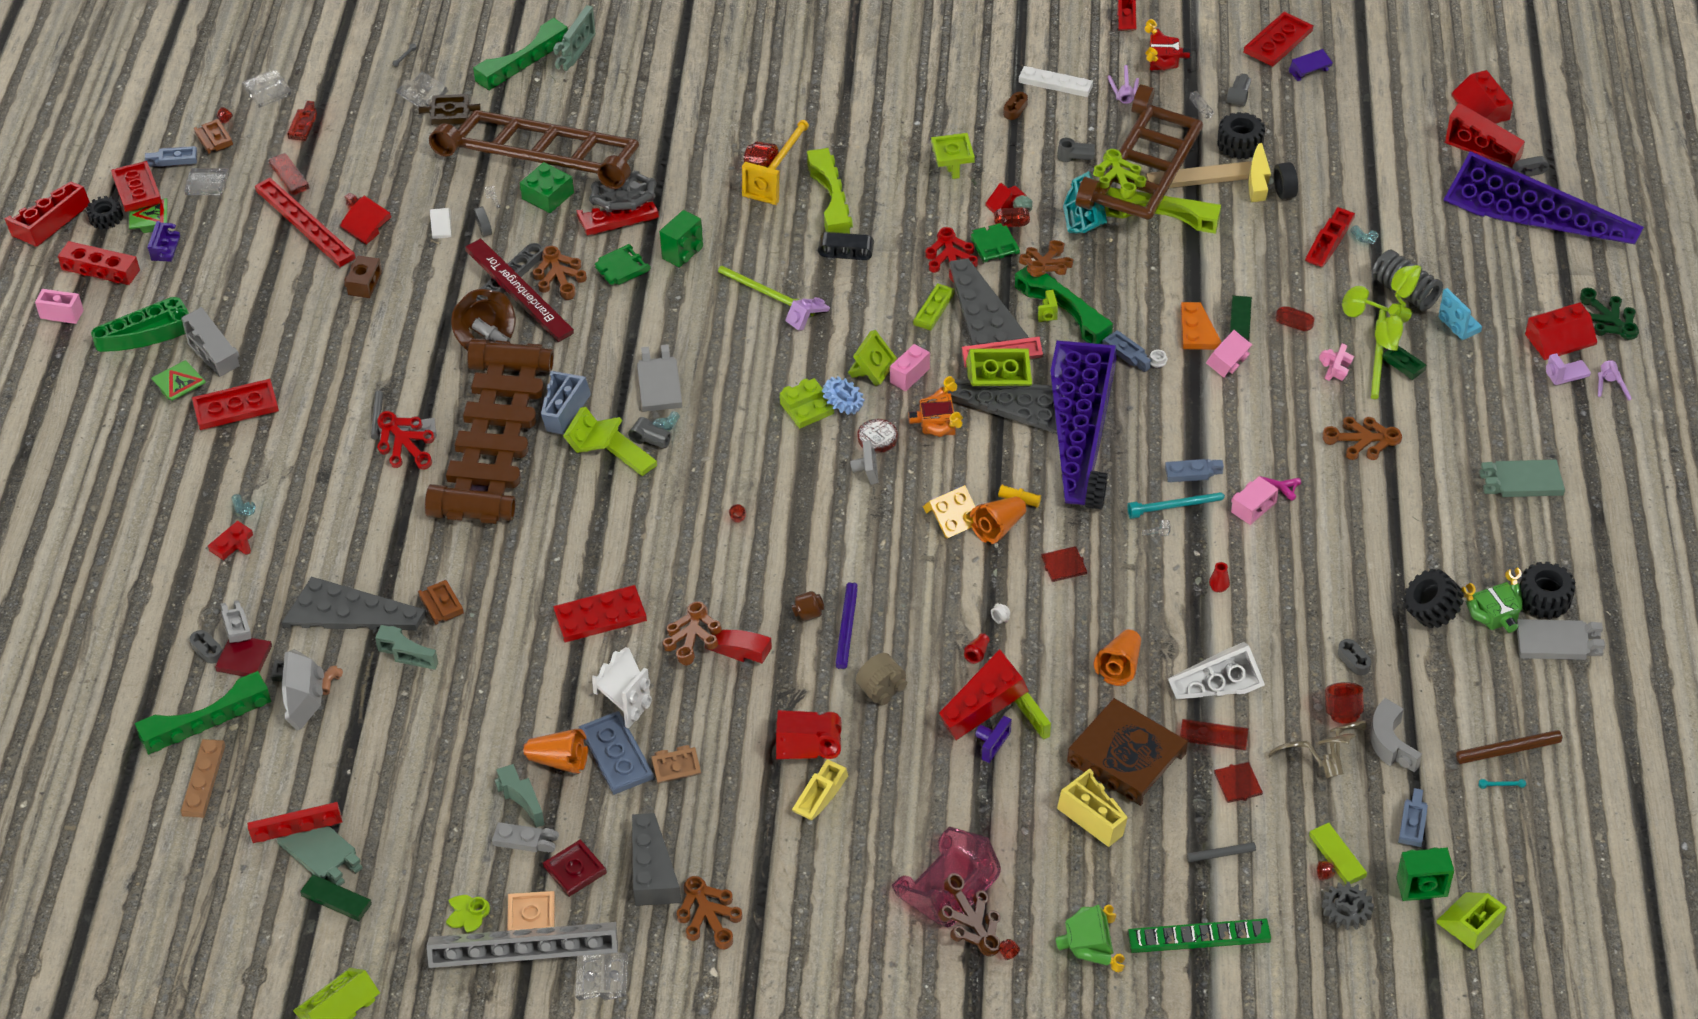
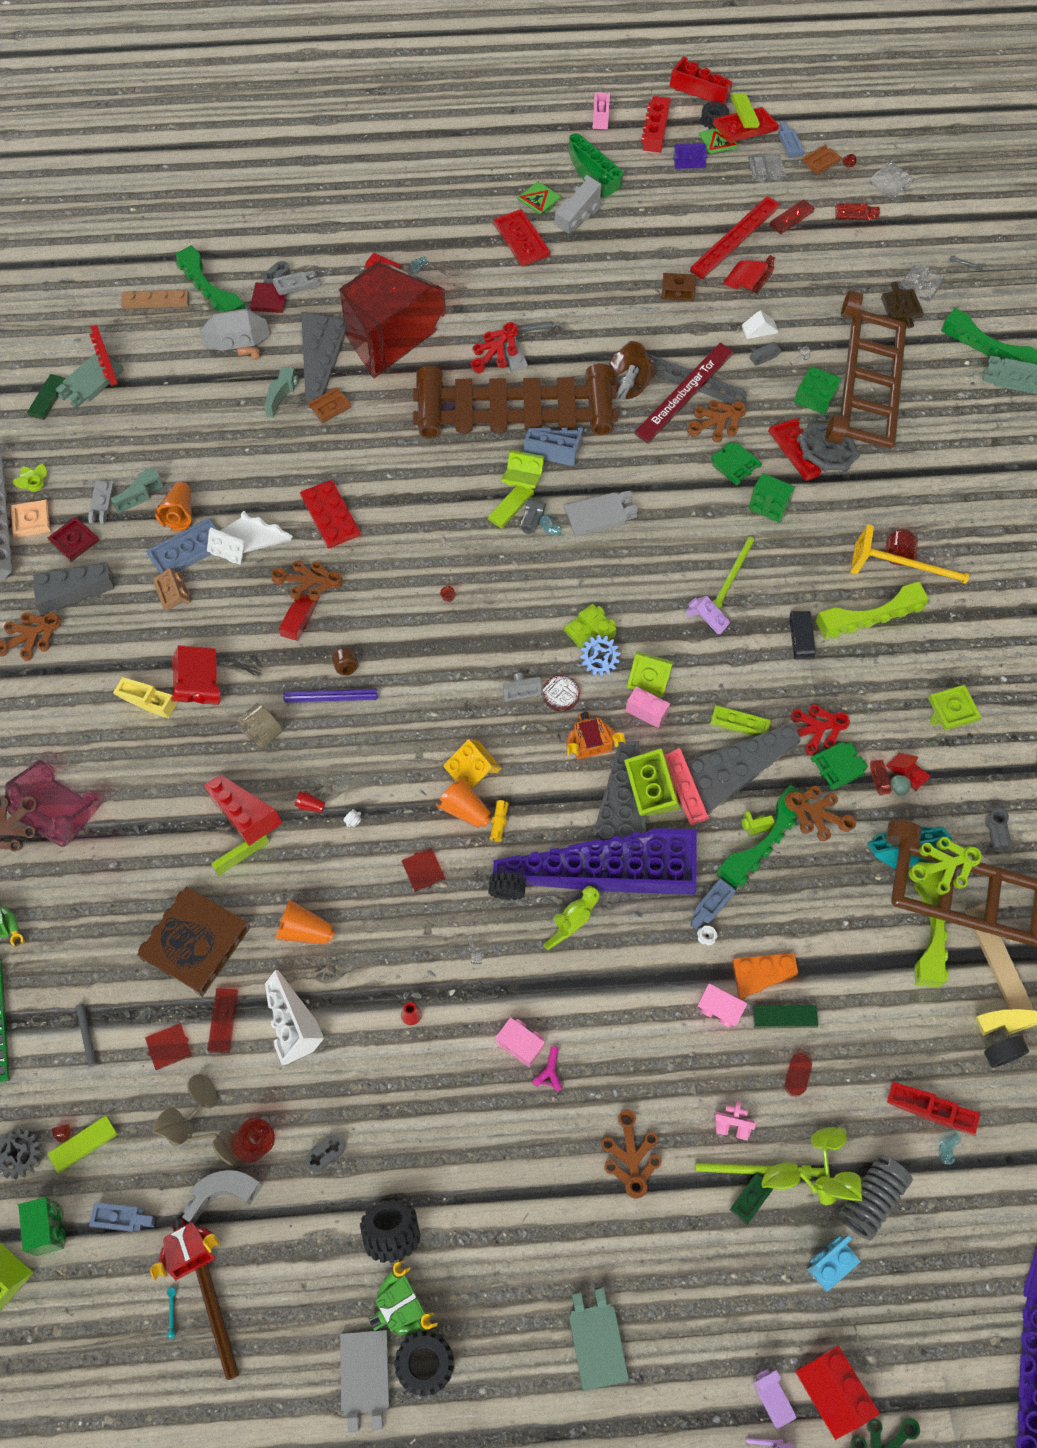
camera: 80 degrees right, 15 degrees up
(118, 180) = (745, 110): none -> lime tile
(342, 520) = (389, 314): none -> clear red windscreen
(993, 738) = (205, 826): dark purple tile -> none
(1093, 809) = (123, 914): light yellow wedge -> none
(1132, 448) = (574, 916): none -> lime animal
(1136, 509) = (495, 929): teal piece -> none
(1193, 470) = (558, 979): sand blue hinge -> none
(1446, 757) = (184, 1250): none -> red torso

